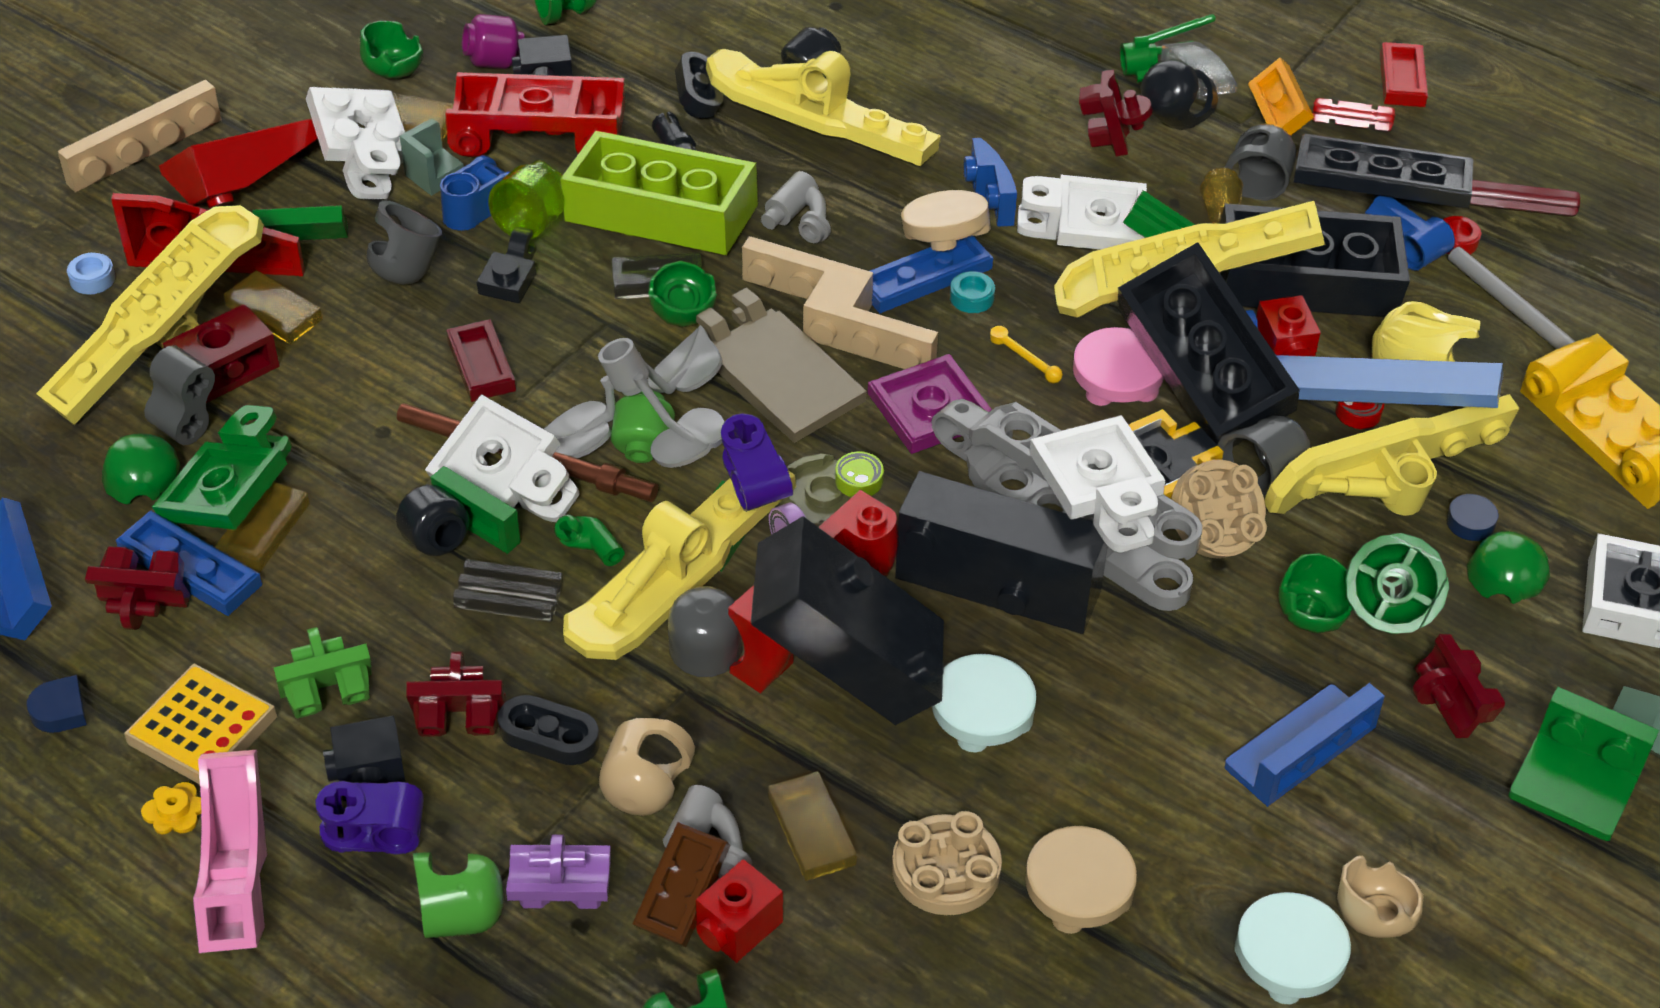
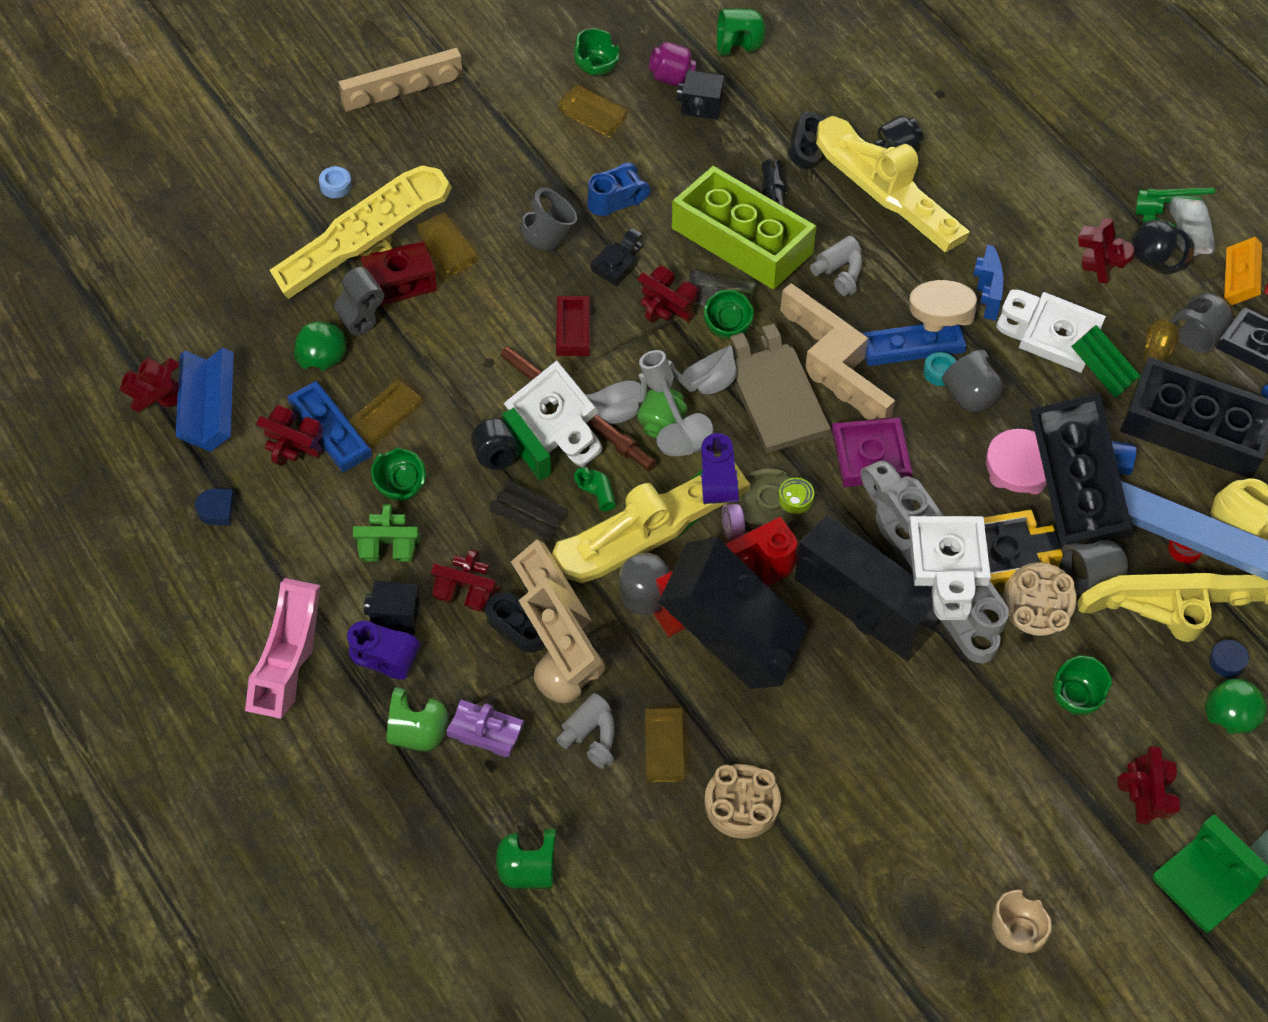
camera: 20 degrees right, 10 degrees up
(152, 222) = (387, 158): red wedge -> none
(173, 809) = (257, 605): yellow plant -> none
(198, 718) = (299, 547): yellow tile -> none
(227, 165) = (453, 124): red wedge -> none
(227, 477) = (381, 364): green plate -> none
(306, 222) = (485, 183): green tile -> none
(313, 591) = (398, 474): none -> green hair
(368, 151) = (549, 136): white plate -> none
(425, 158) = (591, 151): sand green panel -> none
(527, 198) = (648, 206): clear neon green piece -> none
(531, 104) = (680, 130): red piece -> none
(593, 298) = (663, 301): none -> dark red hips
(605, 695) = (556, 613): none -> tan bracket
(683, 874) = (561, 761): reddish brown plate -> none
(738, 911) = (590, 791): red brick -> none
(985, 701) = (815, 692): light aqua tile -> none
(999, 336) = (946, 410): yellow hinge -> none
(1023, 291) = (973, 382): none -> dark grey helmet
(1080, 878) = (826, 840): tan tile -> none
(1096, 276) = (1119, 391): light yellow piece -> none
(1288, 326) = (1157, 469): red brick -> none
(1292, 946) = (948, 935): light aqua tile -> none
(1304, 741) = (1025, 791): blue panel -> none
(1418, 573) = (1131, 714): green cylinder -> none

